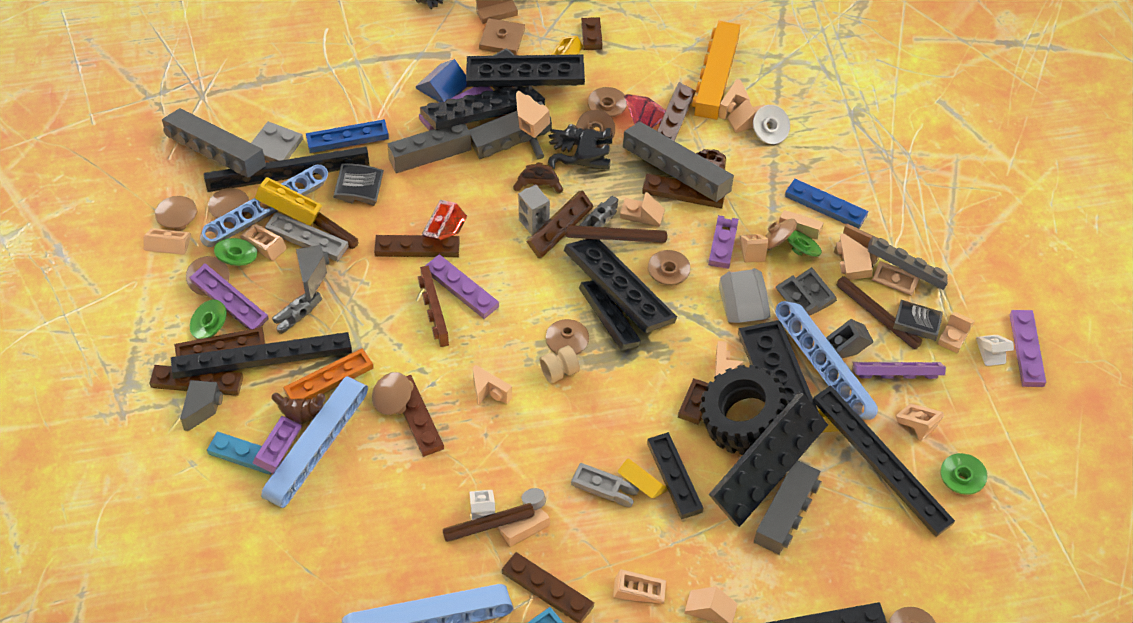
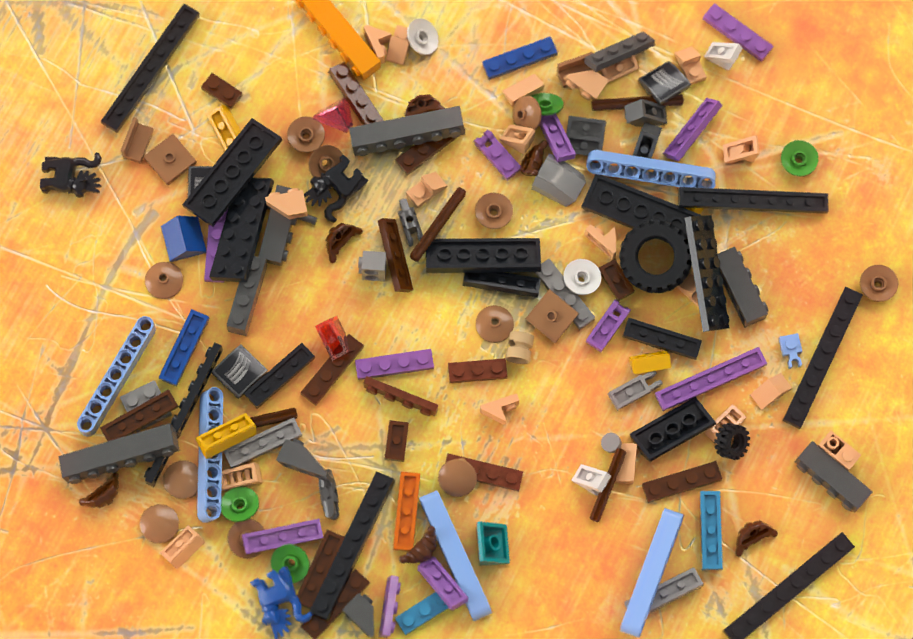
camera: 55 degrees left, 20 degrees up
(168, 324) = (272, 597): none -> blue animal
(174, 160) = (103, 494): none -> reddish brown piece
(223, 419) = (389, 606): none -> medium lavender plate
(268, 141) = (140, 416): none -> reddish brown plate
(283, 108) = (116, 367): none -> light blue beam
(349, 461) = (492, 543): none -> teal slope
(378, 211) = (279, 375): none -> black plate
(389, 329) = (396, 441): none -> reddish brown plate
(396, 93) = (167, 288): none -> medium nougat dish
(510, 350) = (477, 370): none -> copper plate
(593, 541) = (672, 429): none -> black slope
(613, 371) = (552, 316): none -> medium nougat plate
(634, 608) = (724, 441): none -> black tyre
(644, 371) = (554, 280): none -> light grey plate
(646, 422) = (607, 326): none -> medium lavender plate
(674, 364) = (586, 270): none -> white dish
(674, 543) = (710, 379): none -> medium lavender plate
(734, 266) = (533, 160): none -> reddish brown piece
(771, 595) = (790, 347): none -> light blue plate
(781, 268) = (557, 138): none -> medium lavender plate
(876, 320) = (645, 111): none -> dark grey slope

